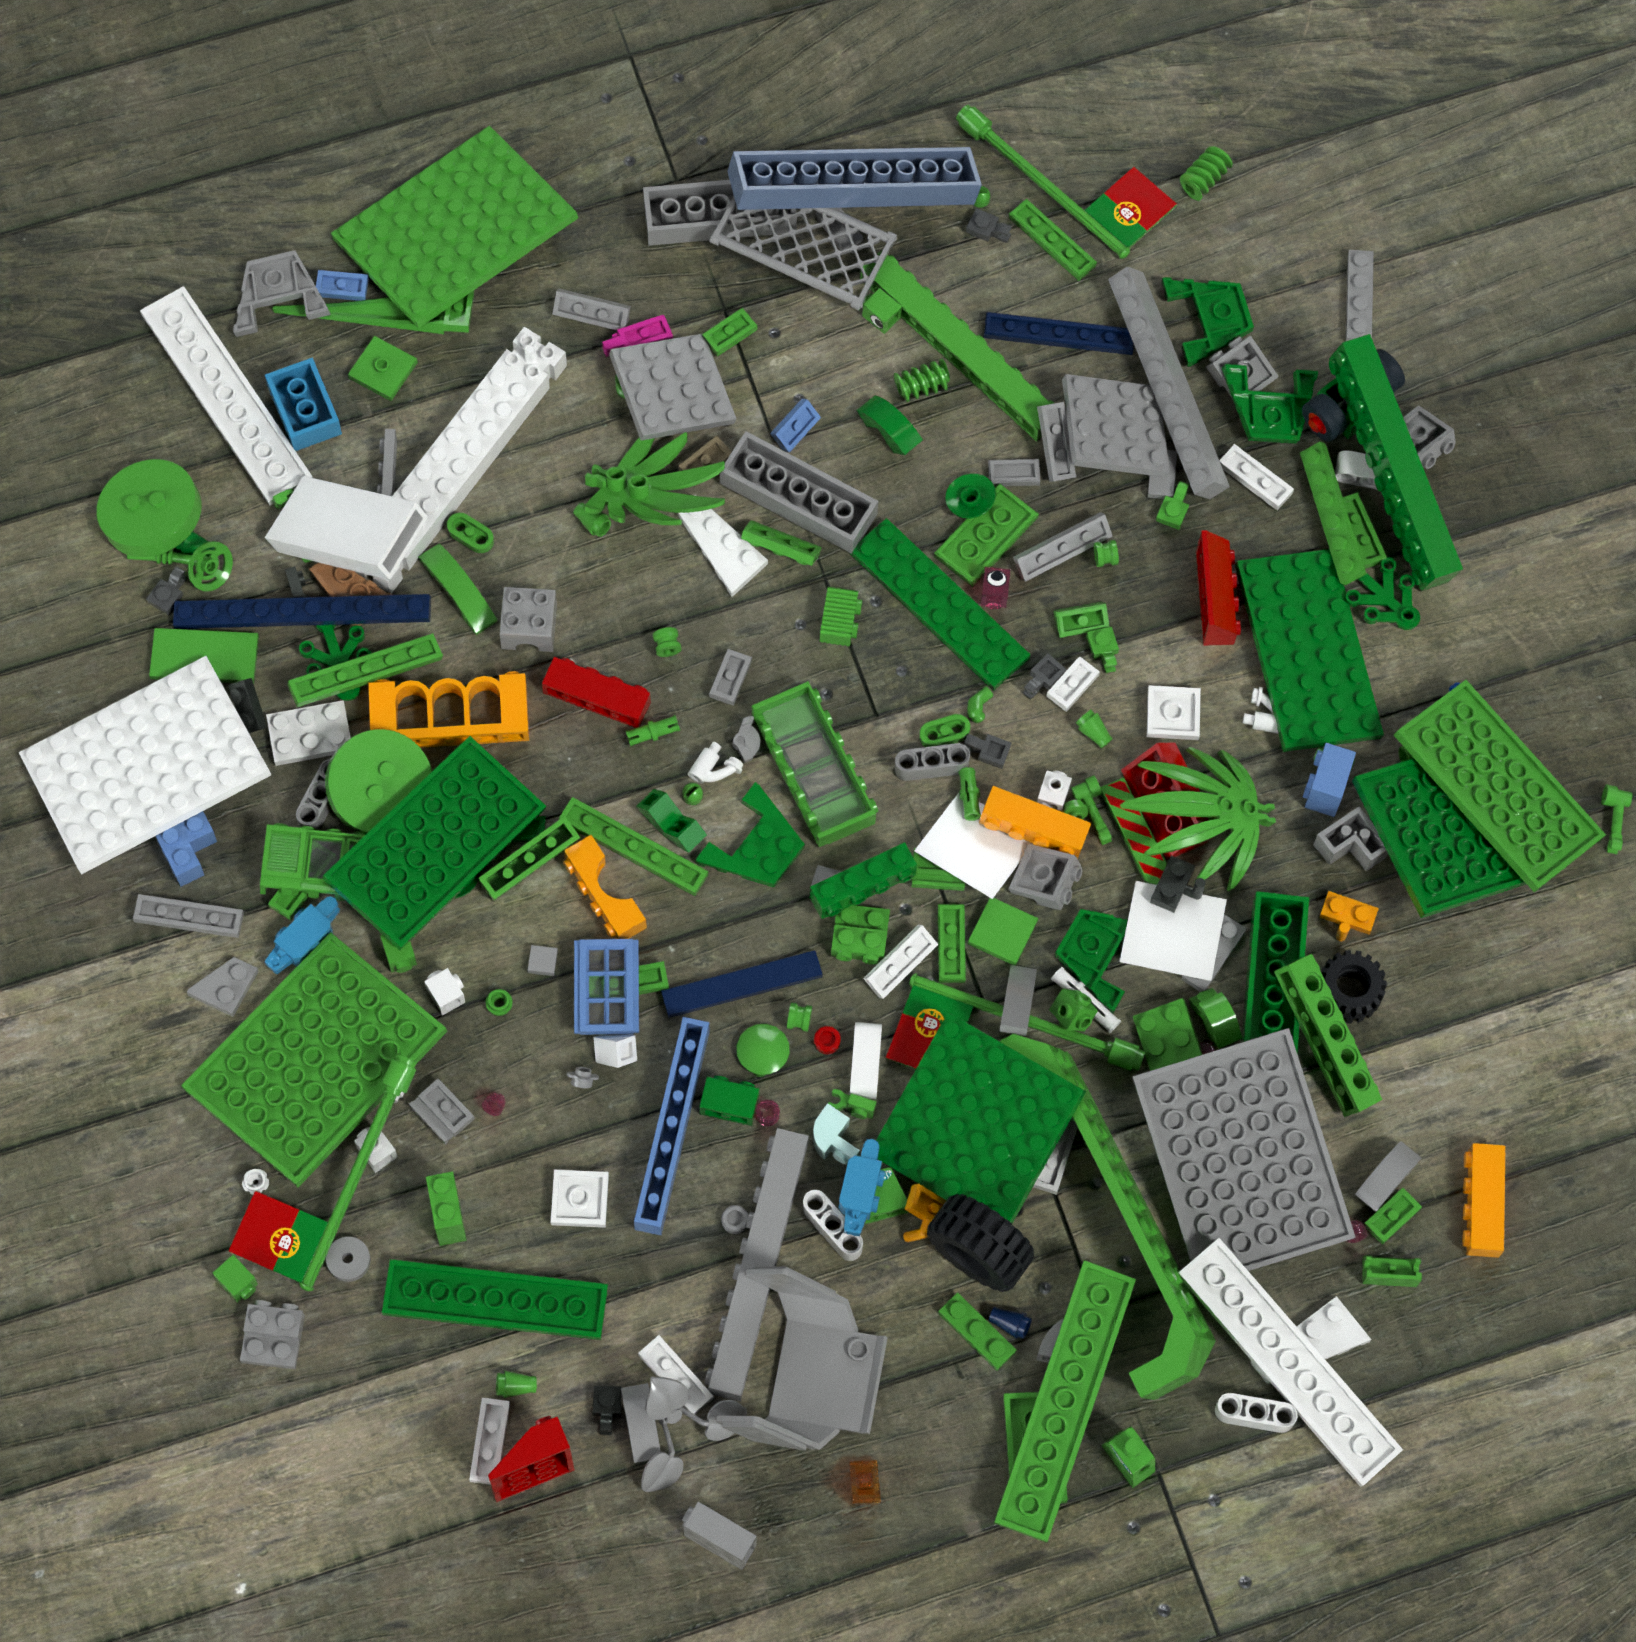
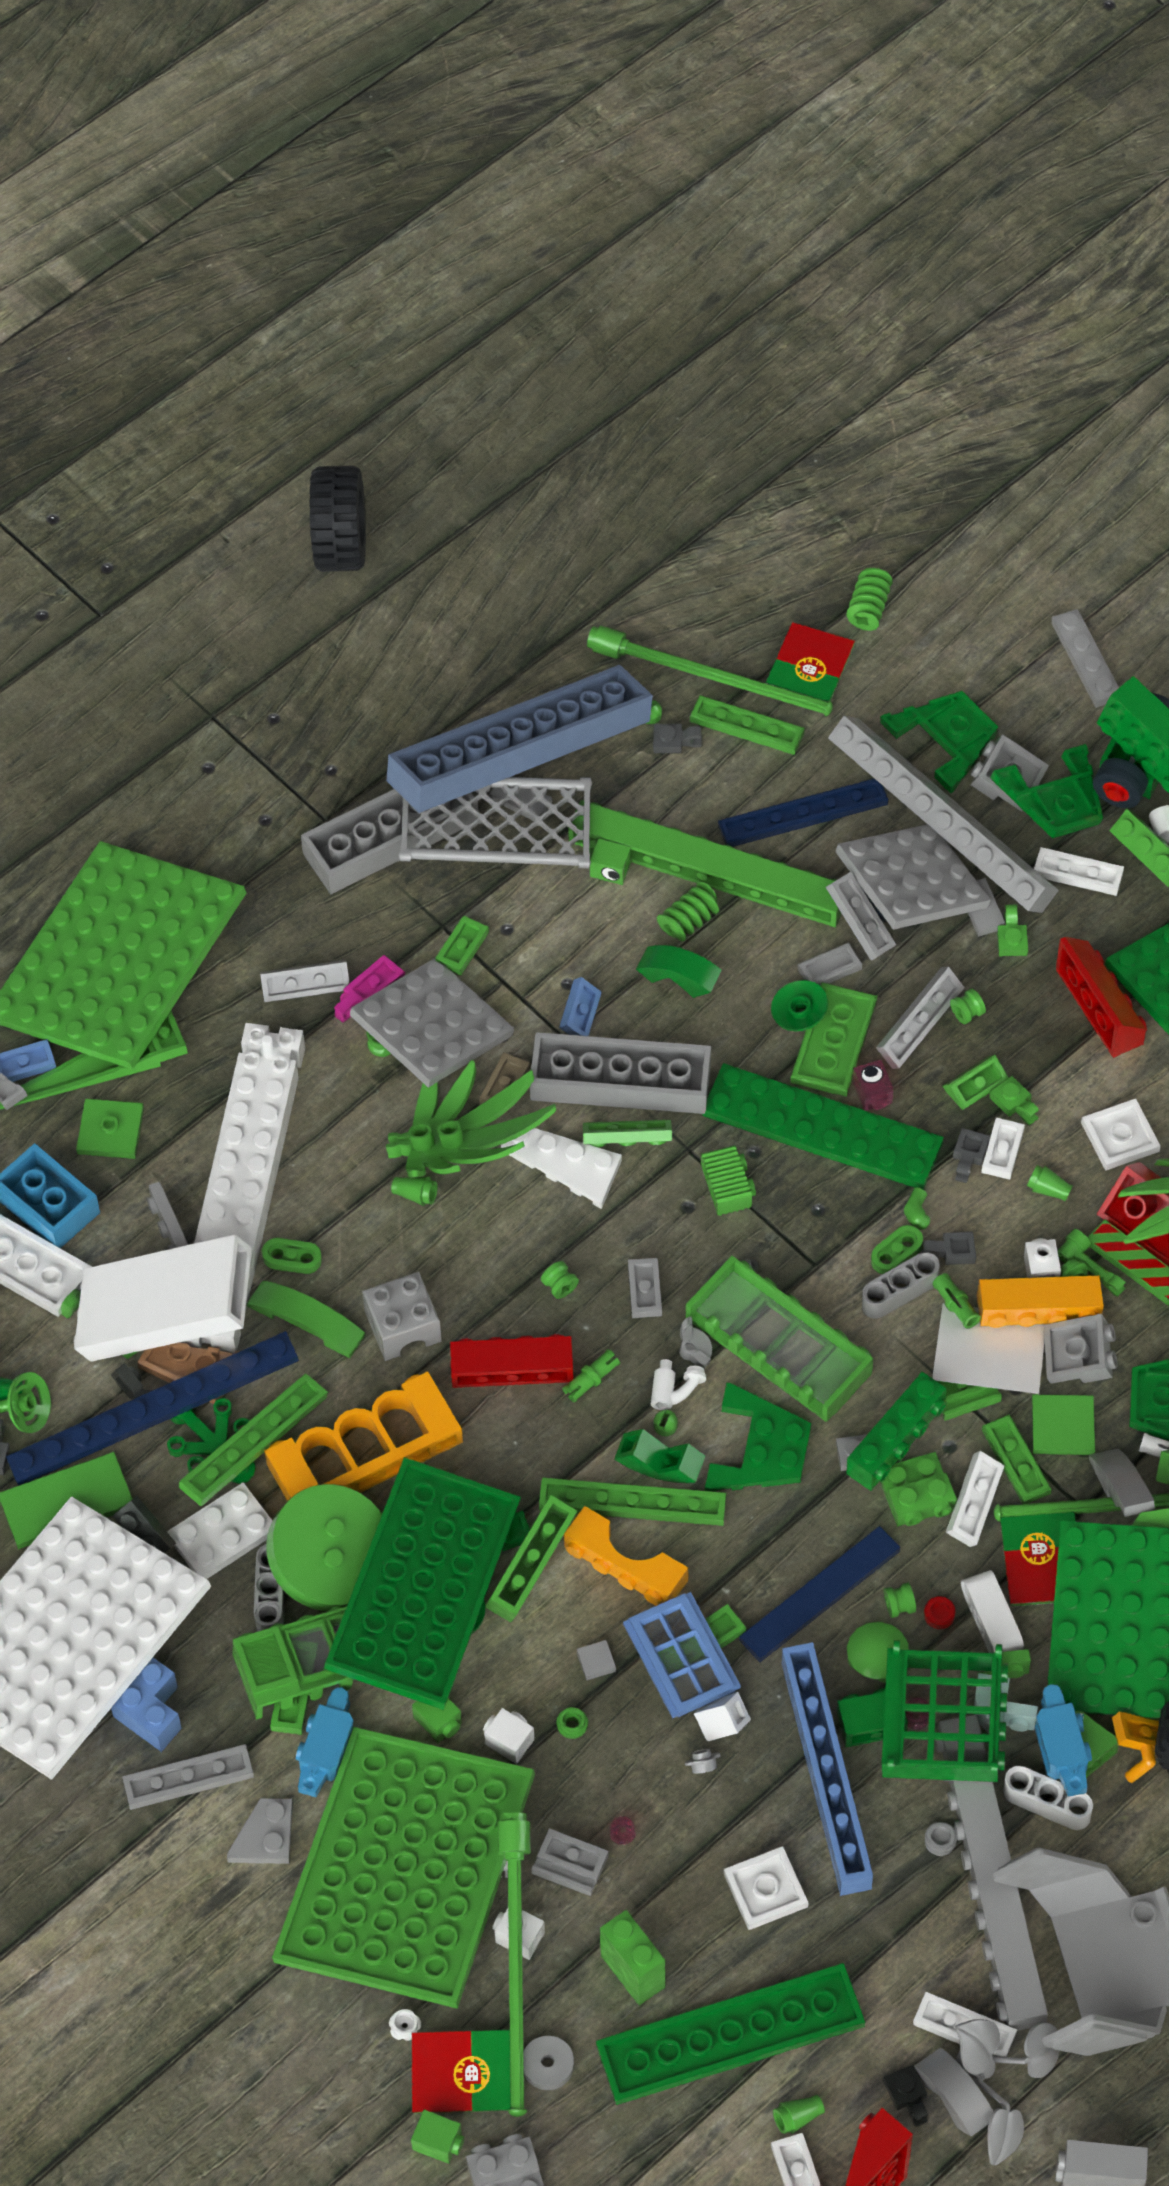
camera: 20 degrees left, 10 degrees down
(745, 1102) = (895, 1706): none -> green window

